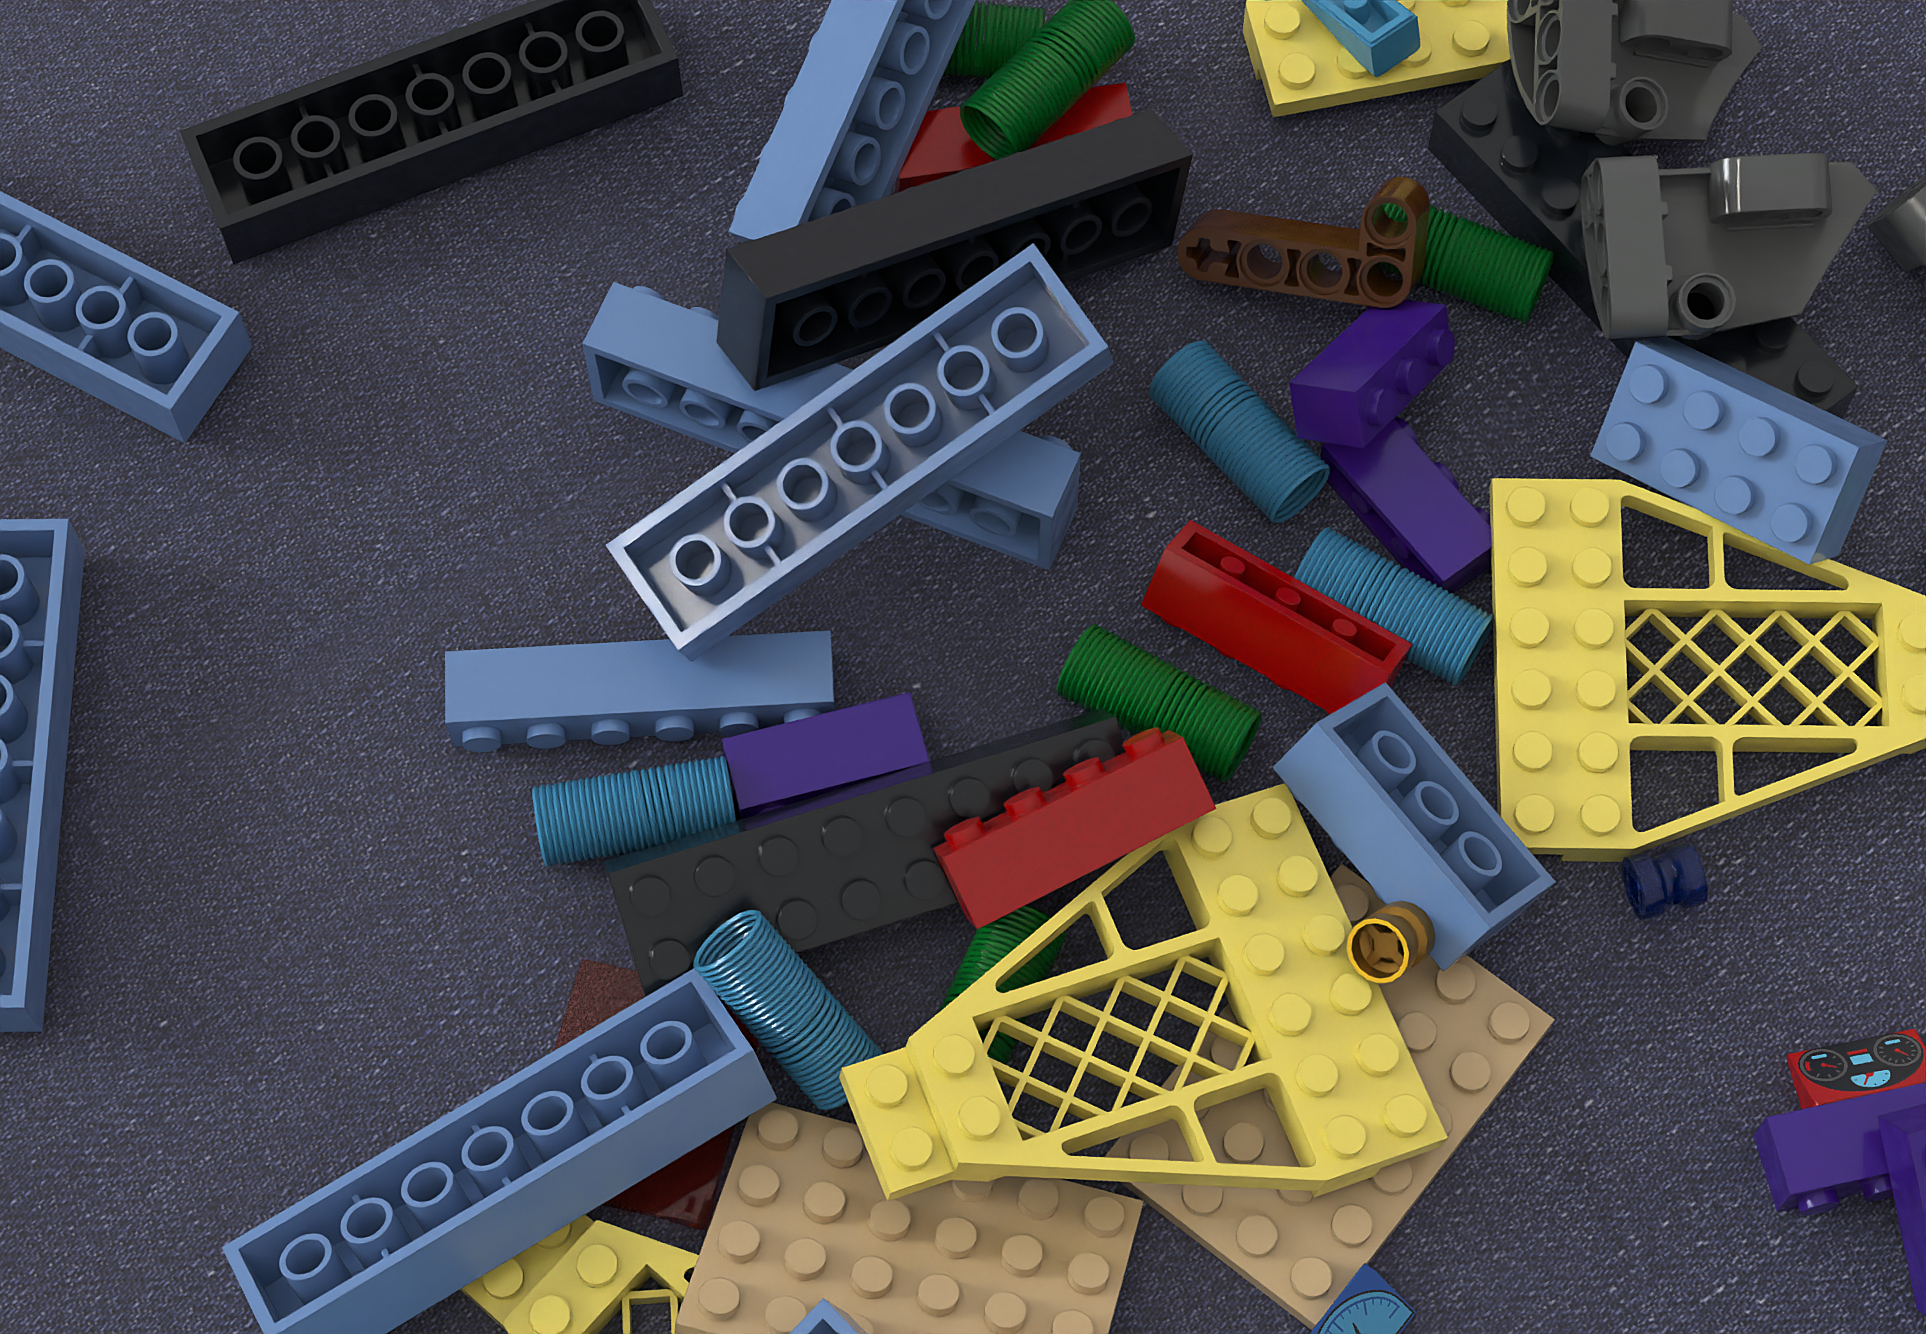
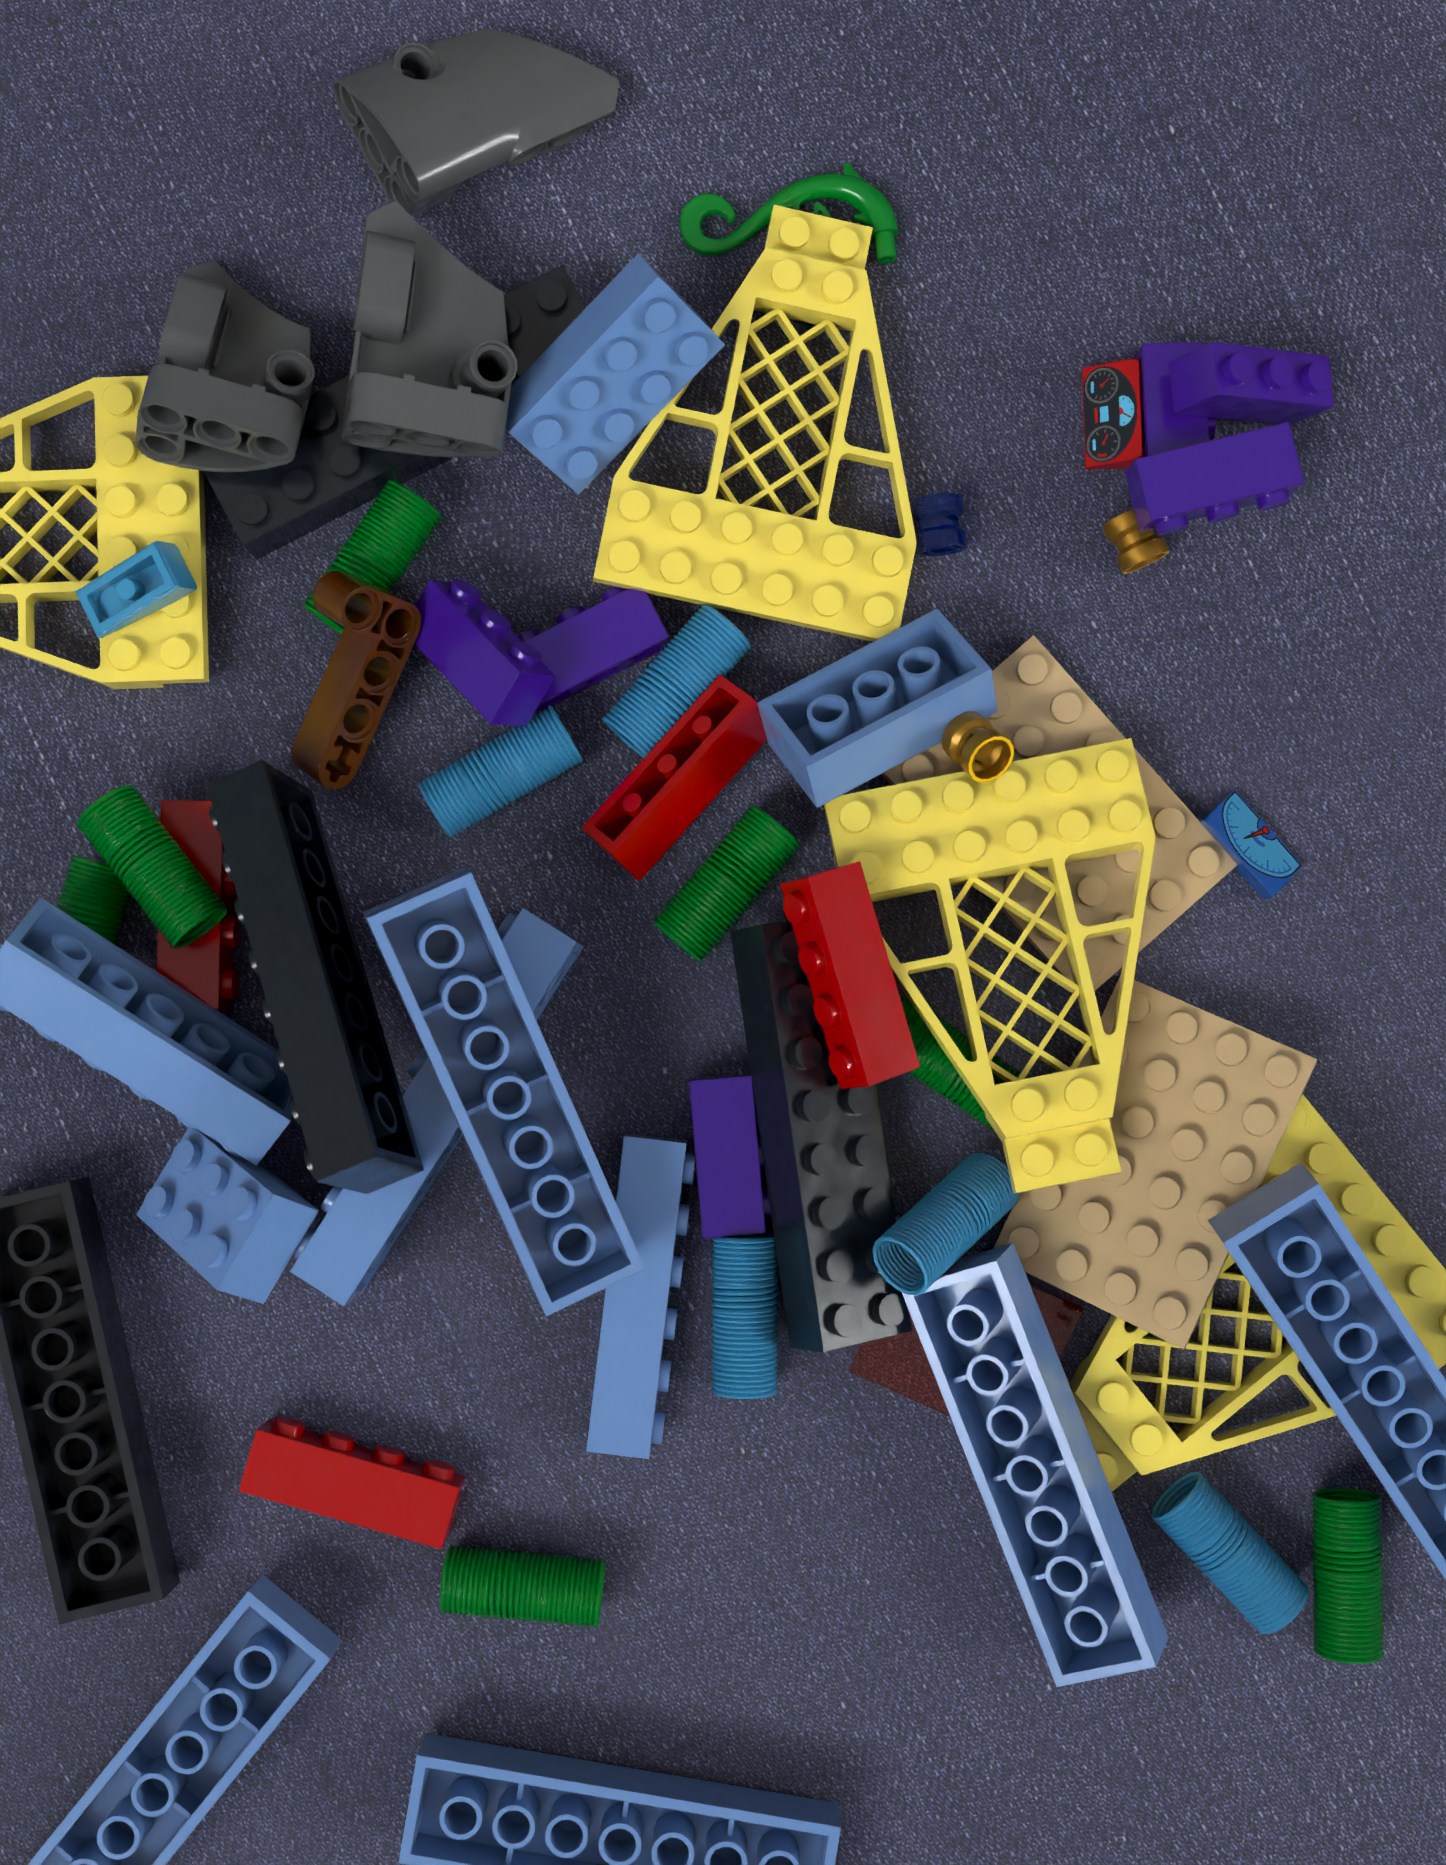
camera: 80 degrees left, 20 degrees up
(276, 628) = (544, 1586): none -> green piece
(372, 419) = (353, 1482): none -> red brick
(662, 218) = (226, 1216): none -> medium blue brick
(1708, 1122) = (1134, 548): none -> pearl gold wheel
(1806, 1179) = (1214, 479): none -> dark purple brick

